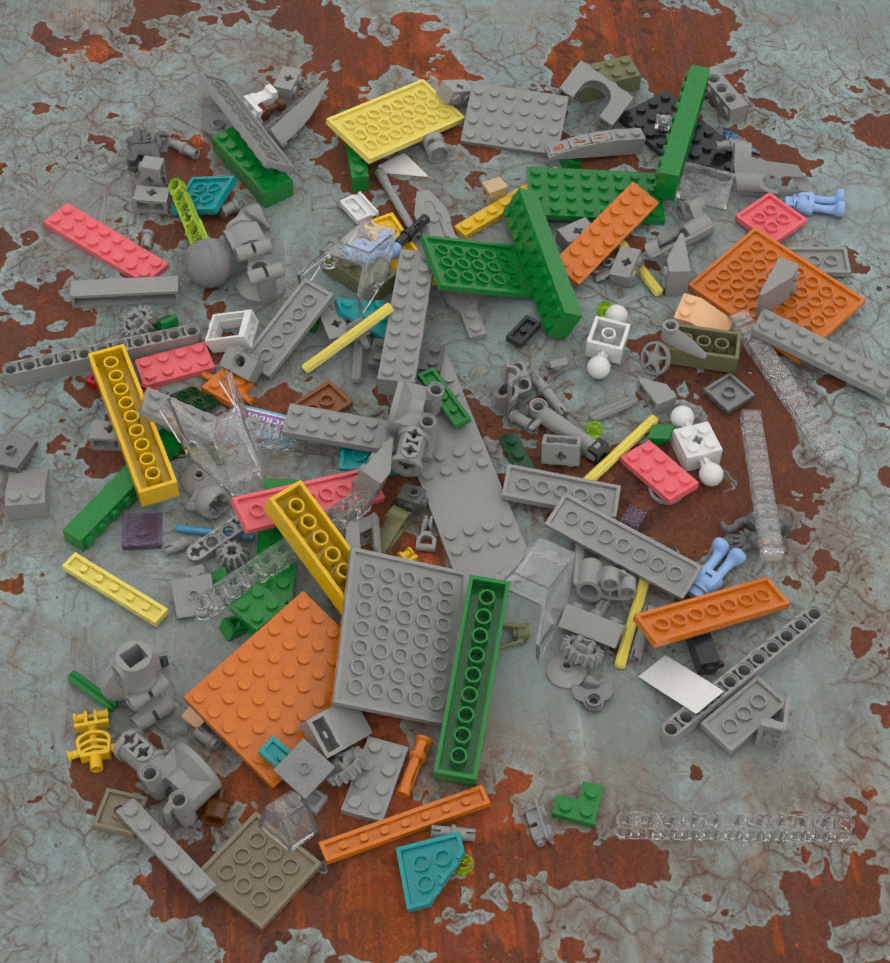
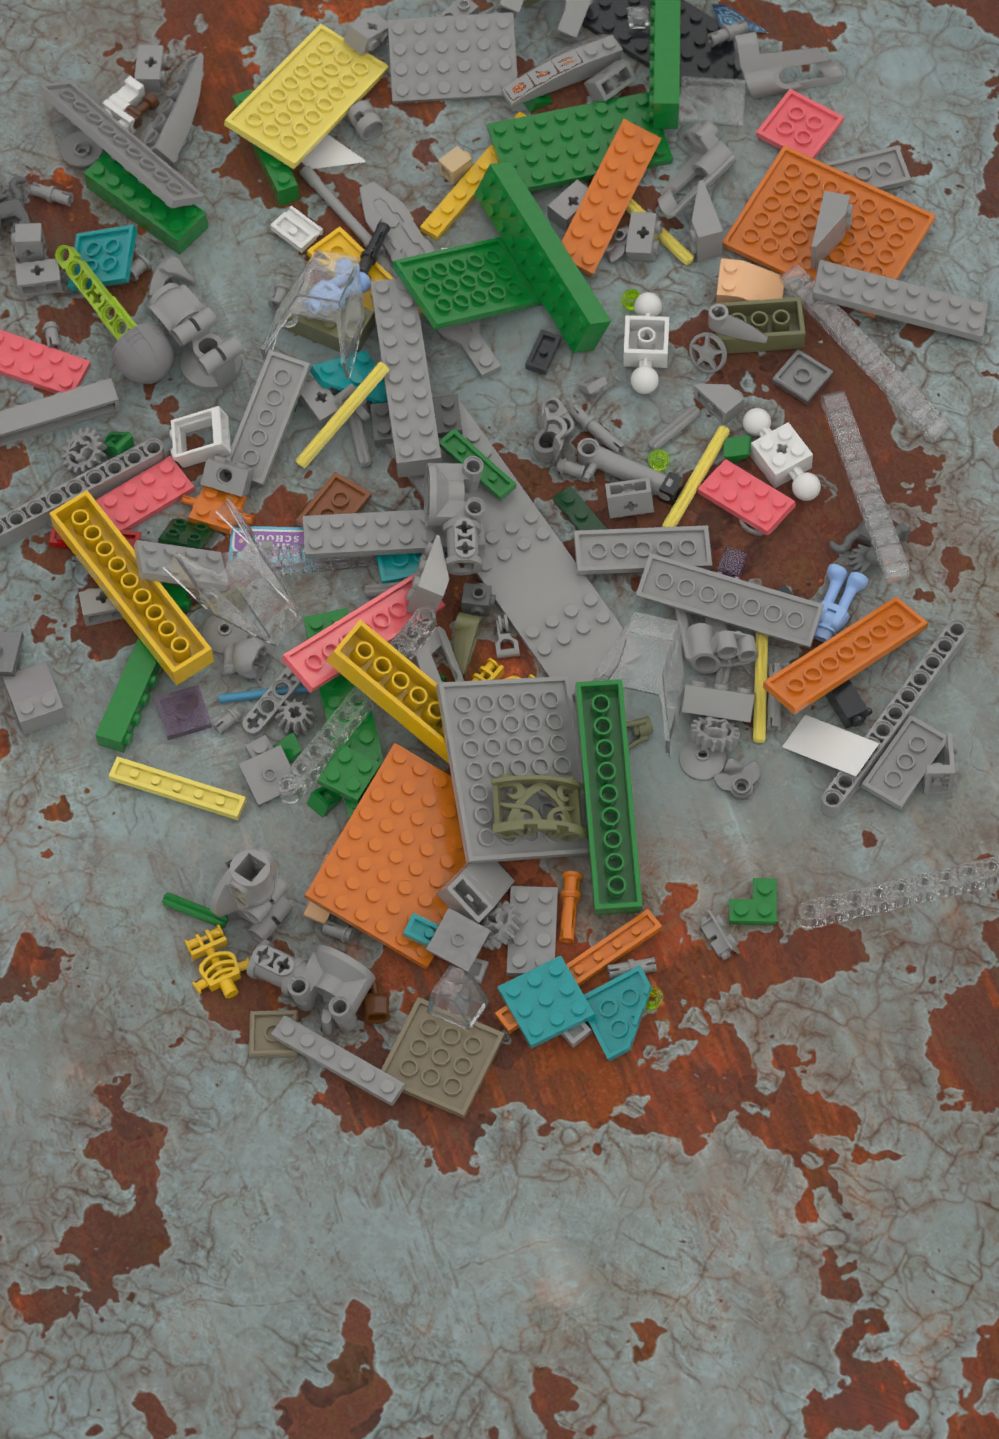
camera: 10 degrees left, 10 degrees up
(366, 844) = (546, 1002): none -> teal plate
(385, 876) = (577, 1034): none -> light grey plate
(428, 696) = (570, 820): none -> olive fence
(630, 158) = (610, 80): none -> light grey brick
(808, 203) = (835, 91): light blue piece -> none

